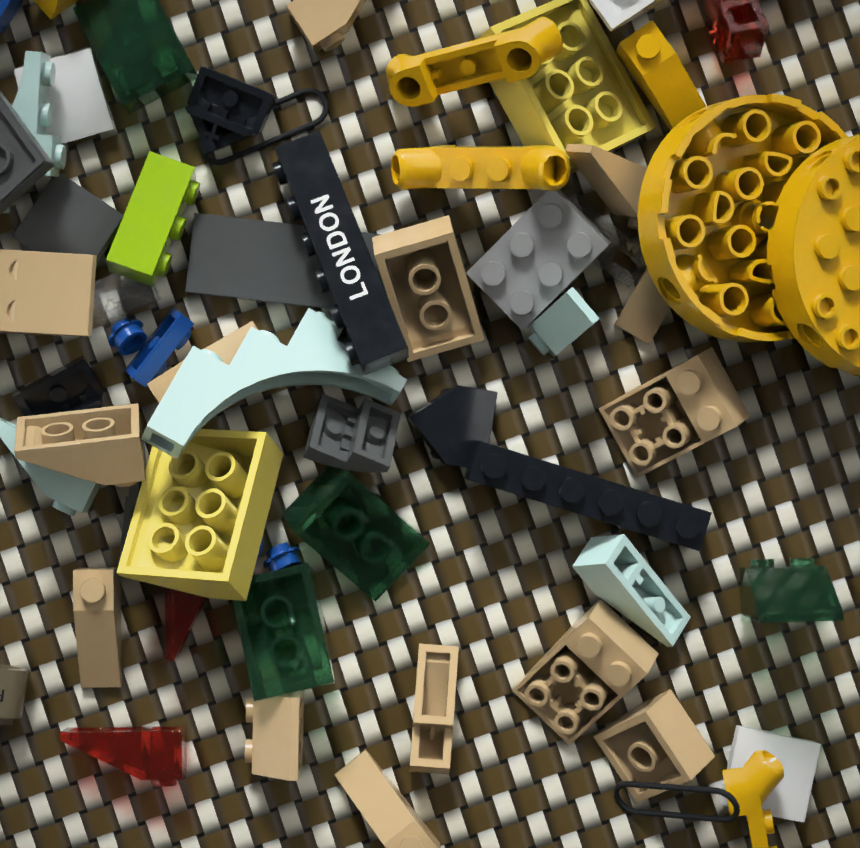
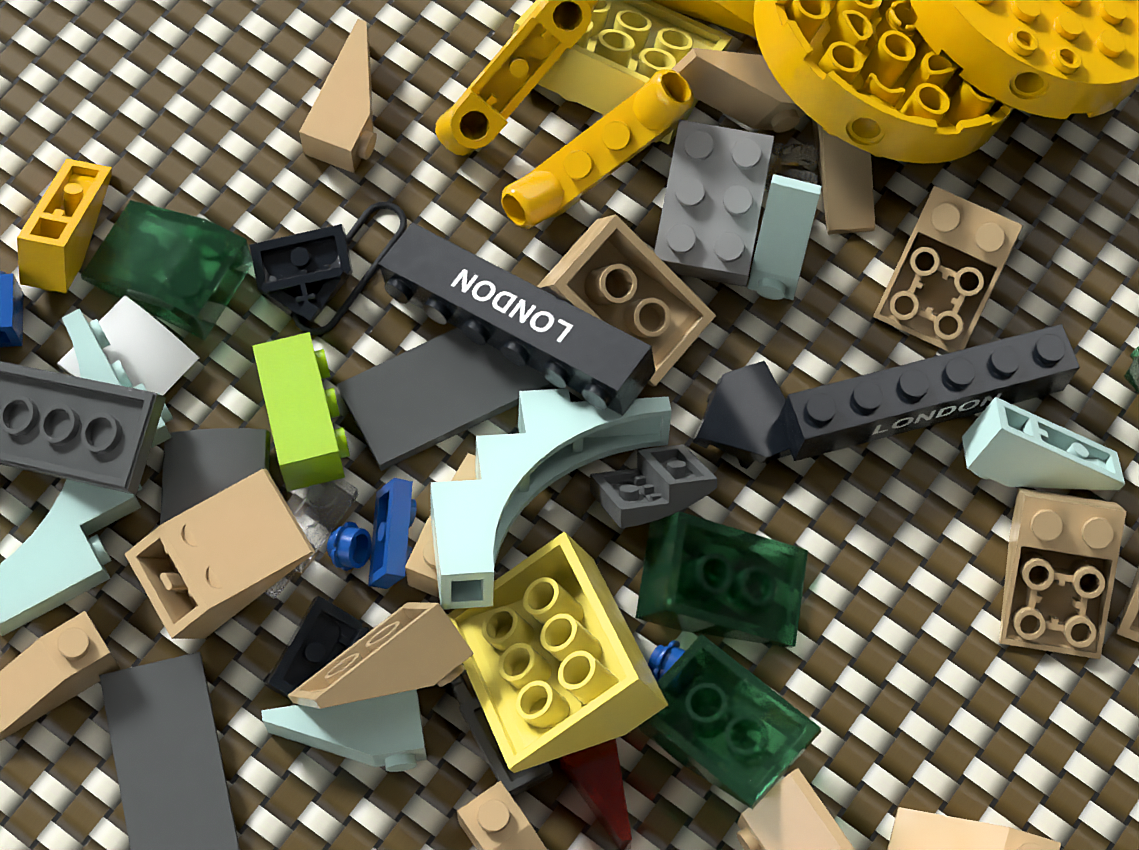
camera: 30 degrees left, 20 degrees down
(434, 709) = (939, 714): tan slope -> none

